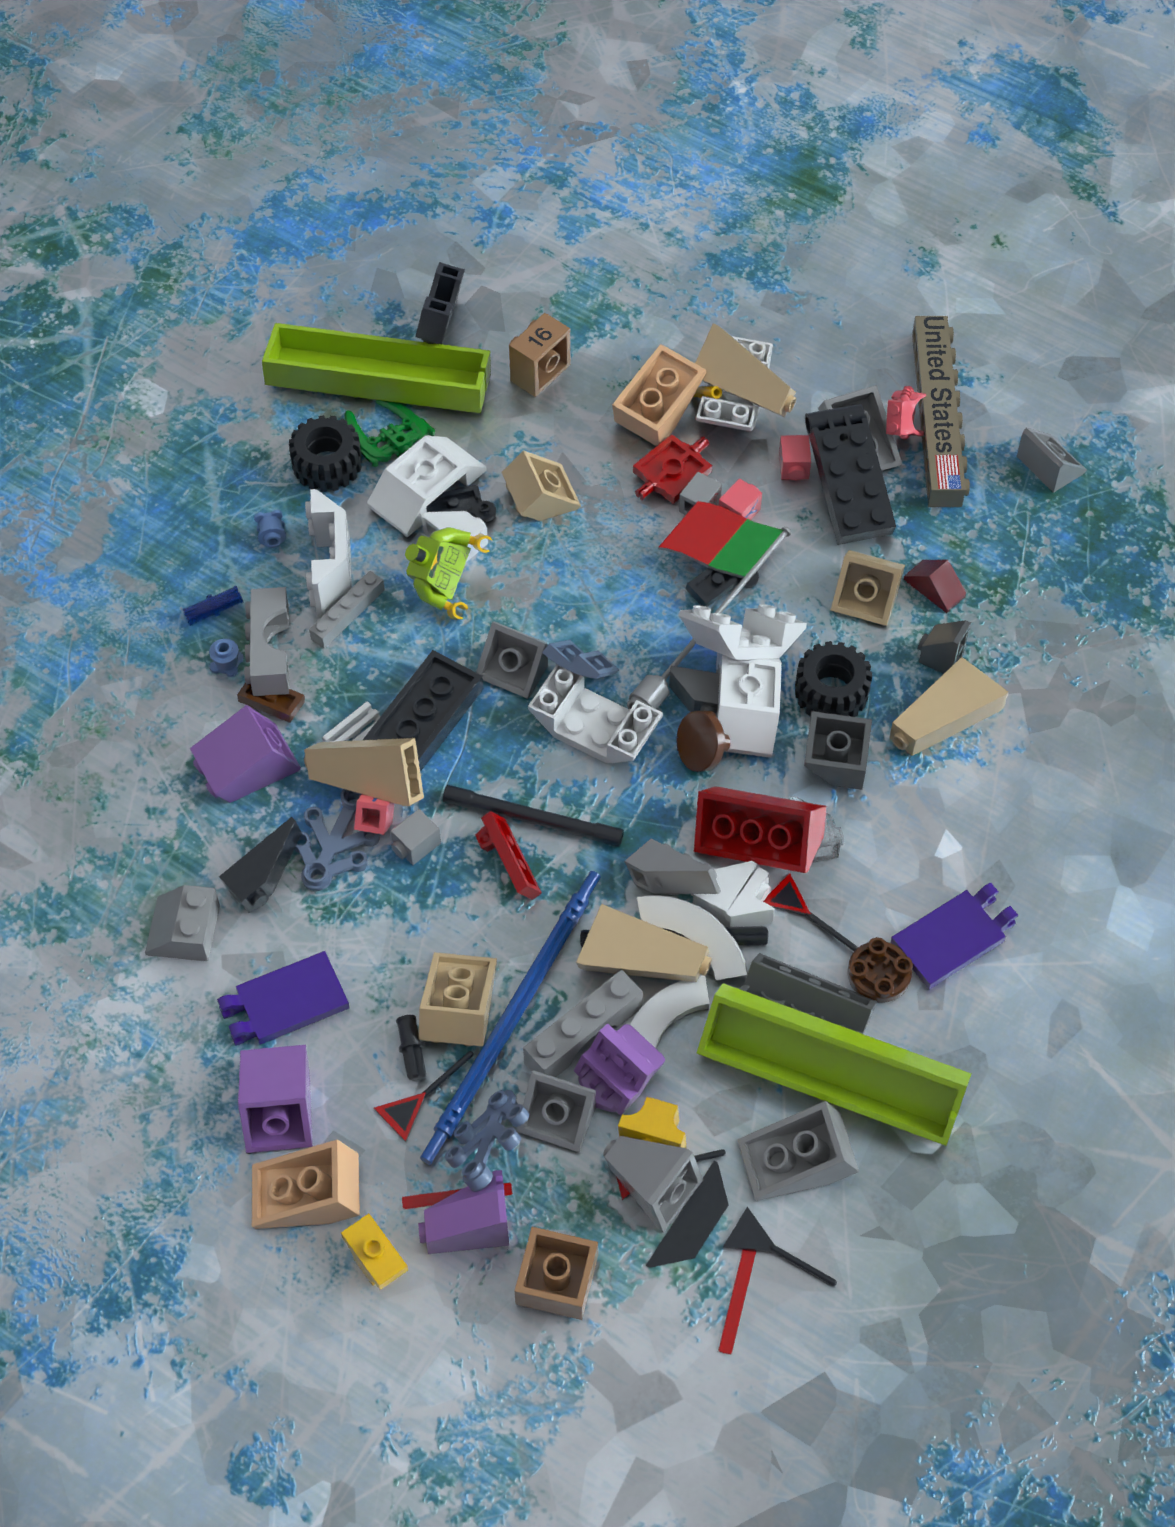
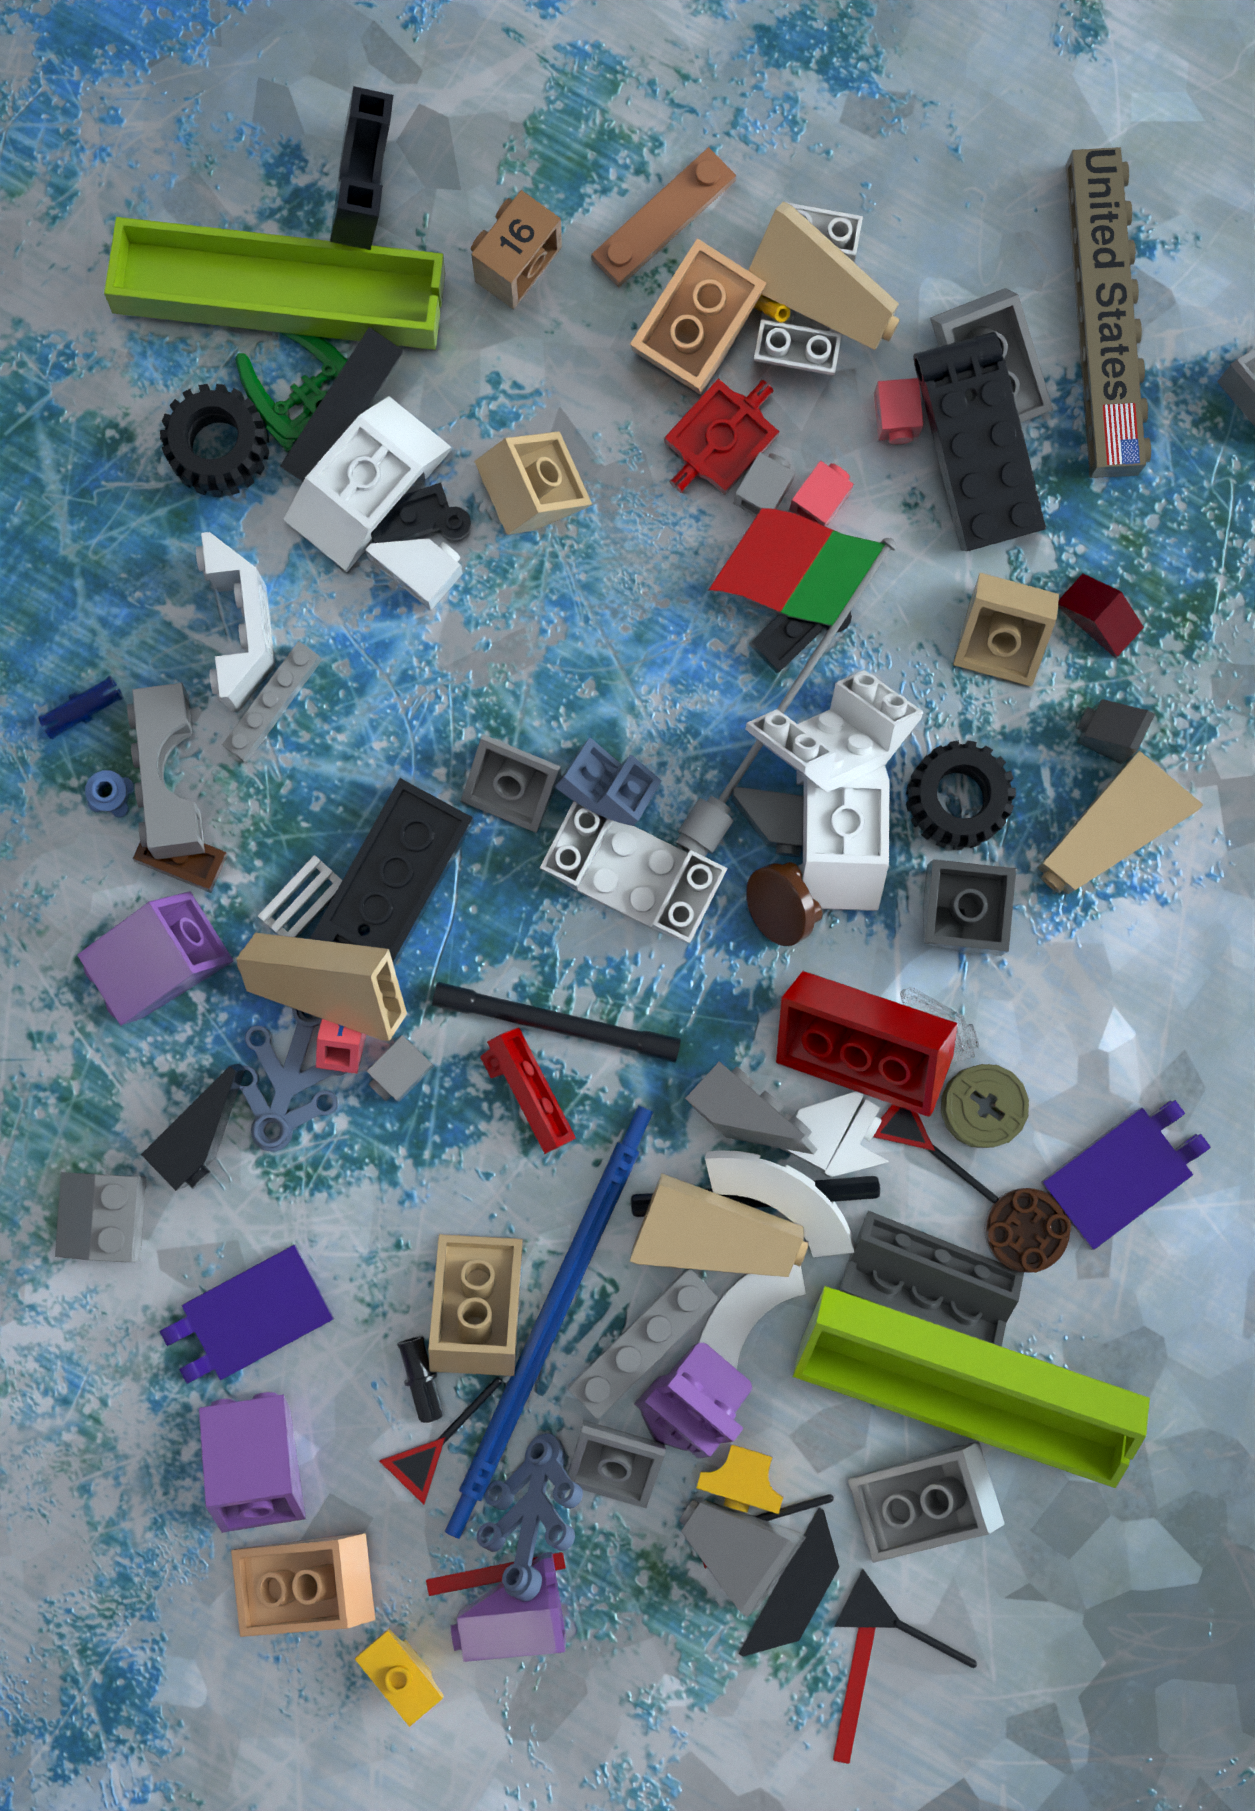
camera: 10 degrees left, 25 degrees up
(270, 528) = (149, 574): medium blue brick -> none
(424, 422) = (344, 402): none -> black tile
(438, 565) = (398, 637): lime torso -> none
(556, 1273) = (630, 1688): medium nougat brick -> none
(638, 349) = (663, 217): none -> nougat plate
(848, 882) = (1007, 1099): none -> olive piece
(902, 412) = (1054, 337): coral piece -> none

